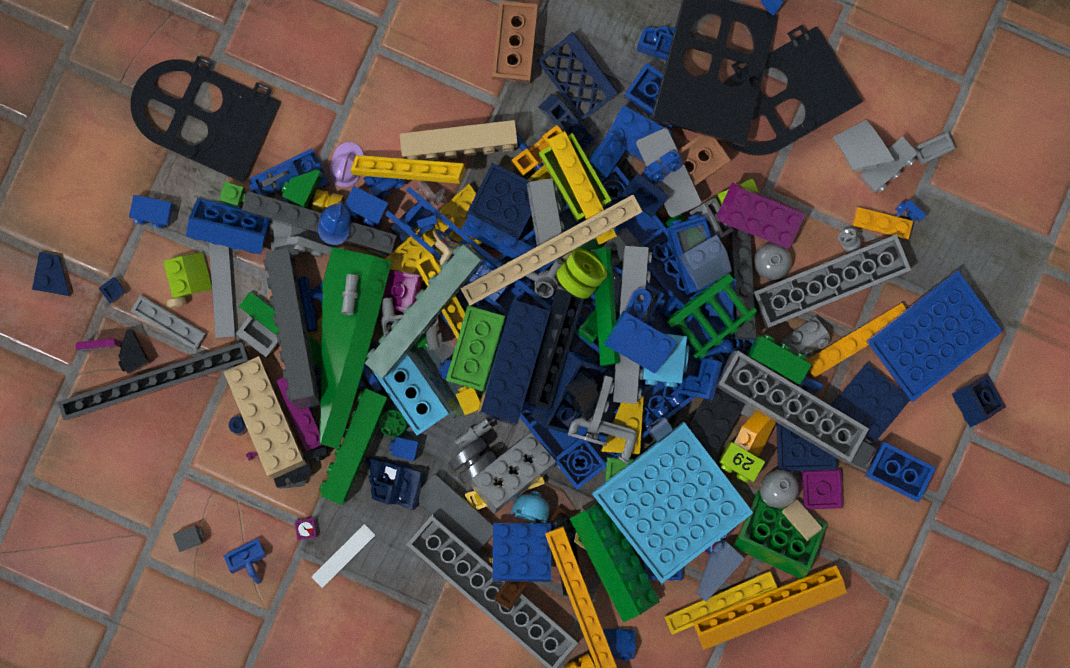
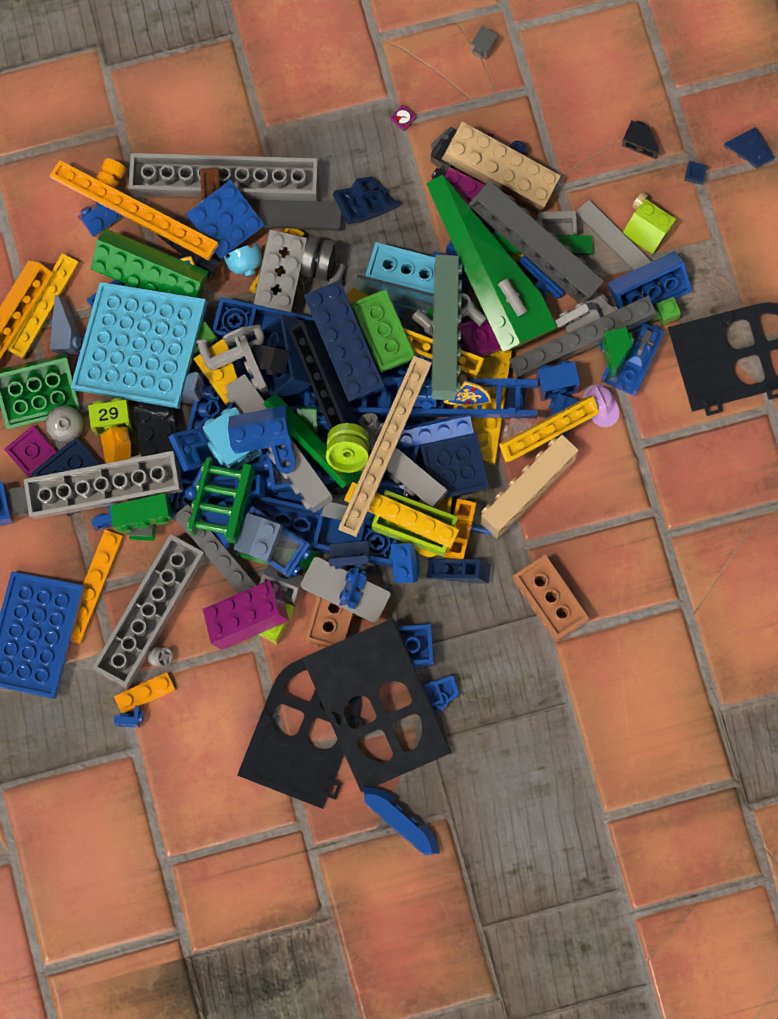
camera: 145 degrees right, 10 degrees down
(98, 344) = (670, 122): magenta tile -> none
(151, 211) = (717, 251): blue brick -> none
(153, 381) = (606, 131): dark grey brick -> none
(168, 322) = (633, 183): light grey tile -> none
(245, 557) = (430, 61): blue plate -> none
(323, 200) = (589, 361): yellow wheel -> none
(334, 224) = (569, 341): blue piece -> none
(343, 555) = (358, 121): white sticker -> none
(354, 446) = (416, 198): green brick -> none
(392, 423) = (402, 239): green wheel -> none
(404, 448) = (377, 230): blue brick -> none
(427, 223) = (499, 398): blue plate -> none
(593, 71) = (474, 630): dark blue fence -> none
(631, 127) = (403, 605): blue brick -> none
(772, 261) = (207, 591): light grey cylinder -> none
(802, 520) = (28, 414): tan tile -> none
(809, 338) = (132, 555): light grey bracket -> none
(862, 147) = (207, 737): light grey slope -> none
(871, 401) = (45, 546): dark blue plate -> none
(876, 178) = (175, 741): light grey brick -> none
(934, 148) = (150, 786): light grey tile -> none

